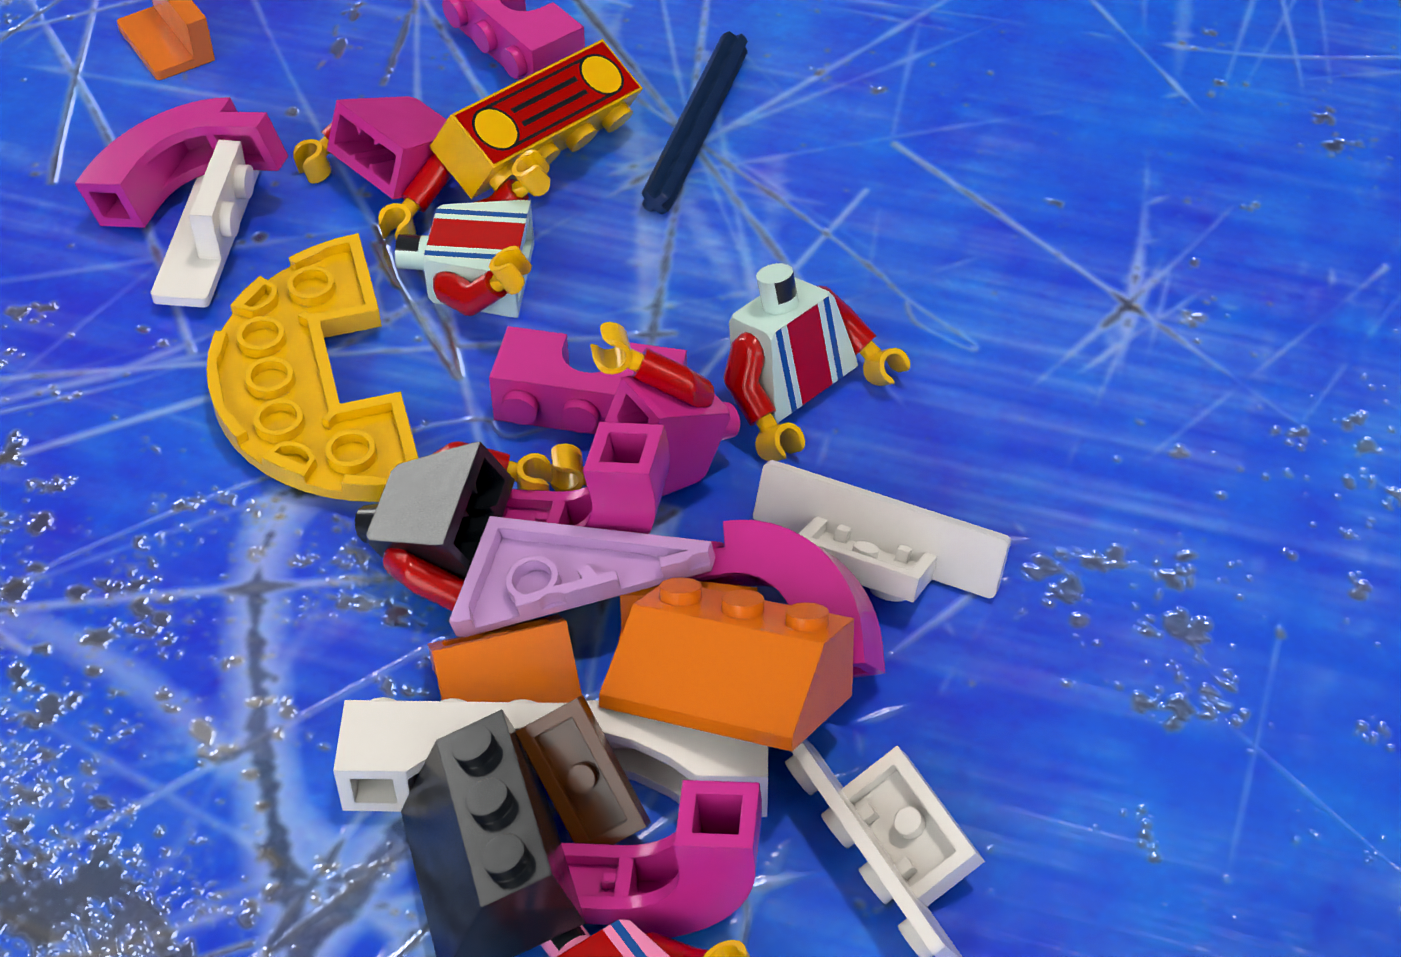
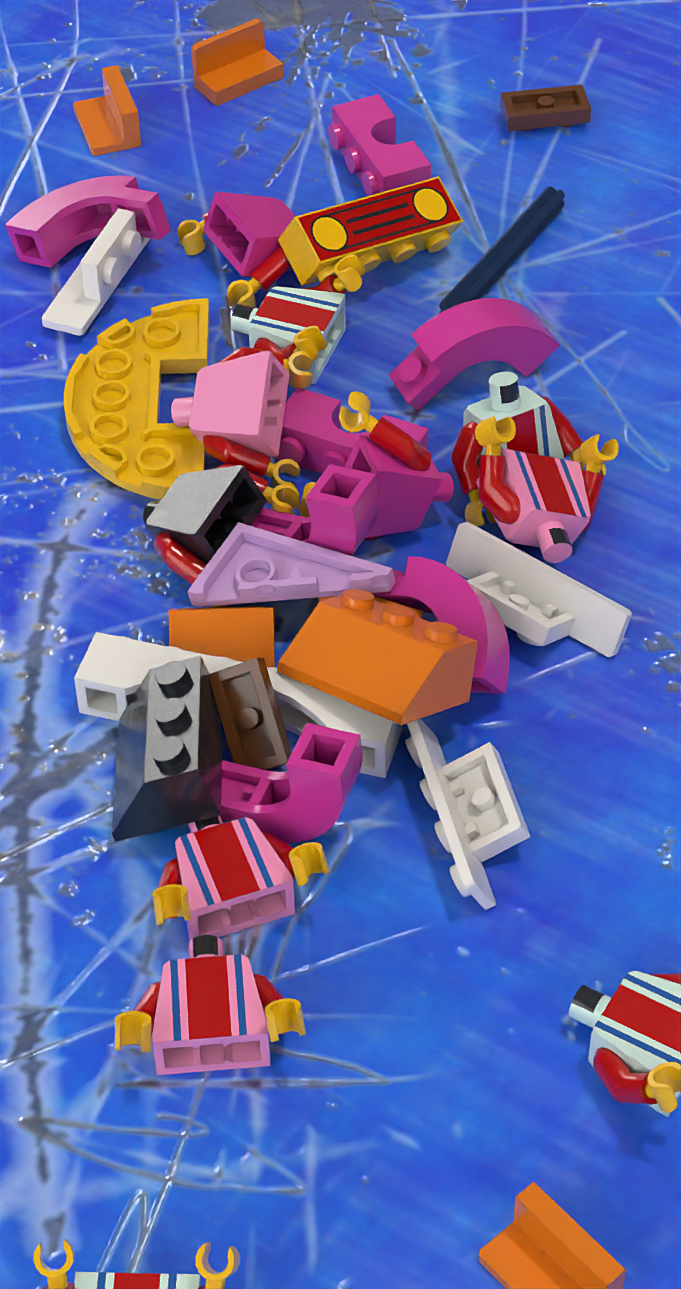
camera: 15 degrees right, 0 degrees up
(449, 367) = (242, 408): none -> bright pink torso
(694, 230) = (470, 335): none -> dark pink arch
(847, 412) = (538, 496): none -> torso

